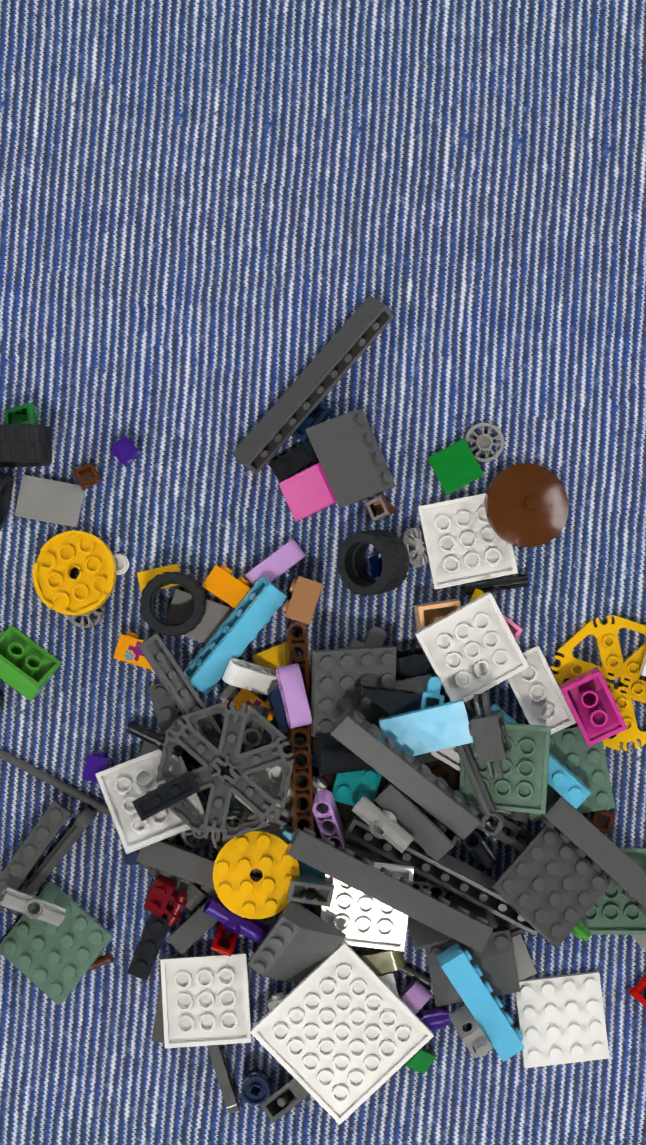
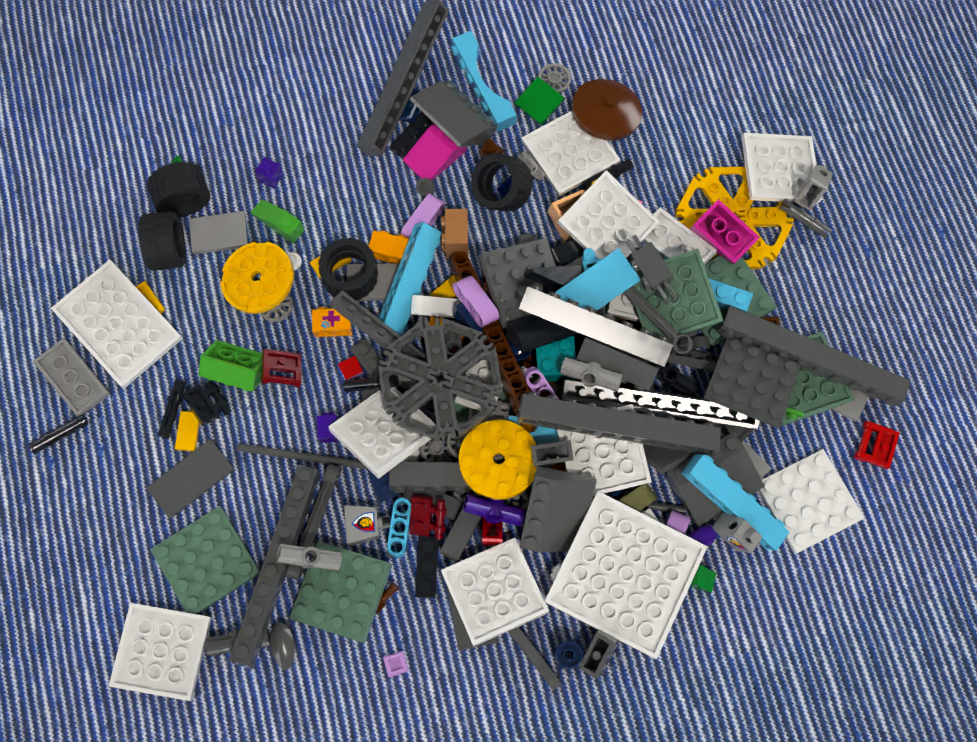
camera: 20 degrees left, 15 degrees down
(70, 679) = (282, 362): none -> dark red plate
(86, 1030) = (395, 664): none -> lavender tile
(87, 476) = (243, 202): reddish brown tile -> none
(100, 882) = (363, 524): none -> light grey torso
(117, 509) = (278, 220): none -> bright green slope
(129, 907) = (399, 518): none -> medium azure beam
(141, 708) = (350, 368): none -> red tile
(166, 795) = (396, 413): black plate -> none
(291, 527) = (425, 186): none -> dark grey tile
(397, 375) = (499, 109): none -> medium azure arch

